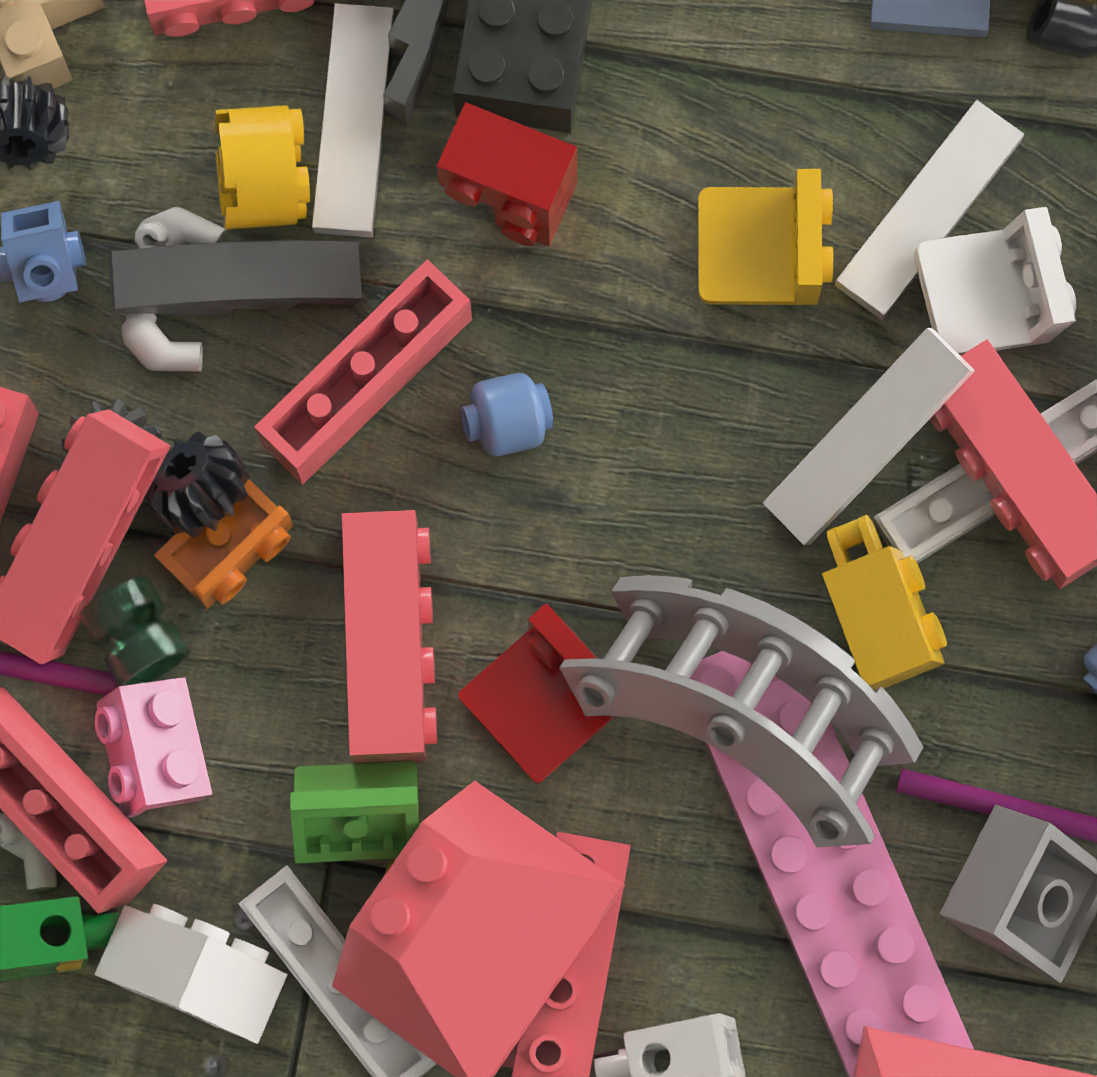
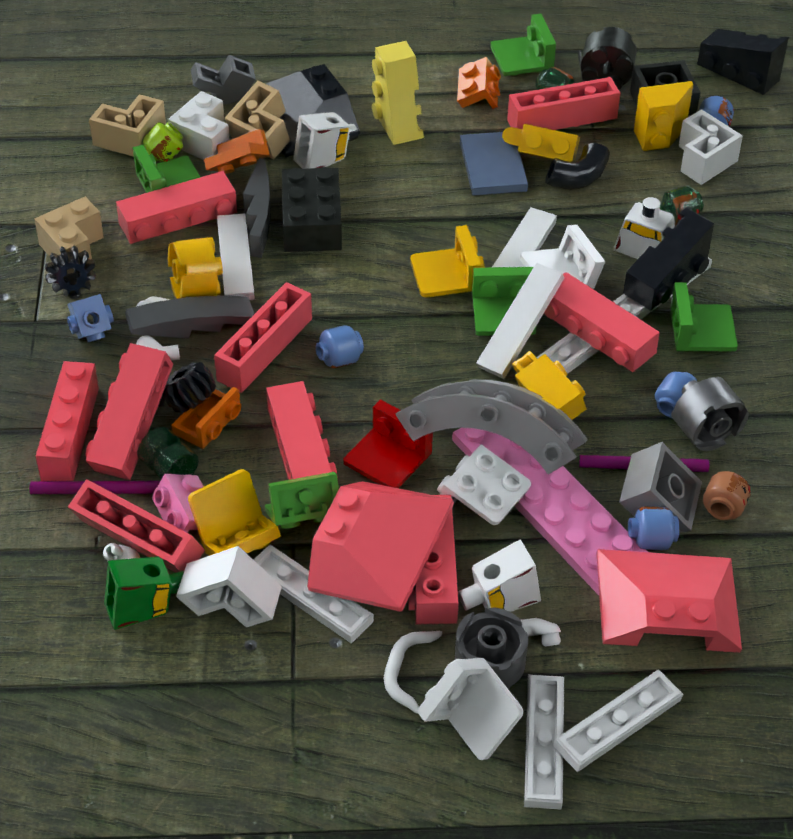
camera: 15 degrees left, 30 degrees down
(223, 819) = (231, 516): none -> yellow bracket
(511, 169) = (321, 245): red brick -> none
(698, 828) = (486, 485): none -> white bracket
(841, 355) = (493, 294): none -> bright green bracket
(987, 984) = (654, 528): none -> medium blue head

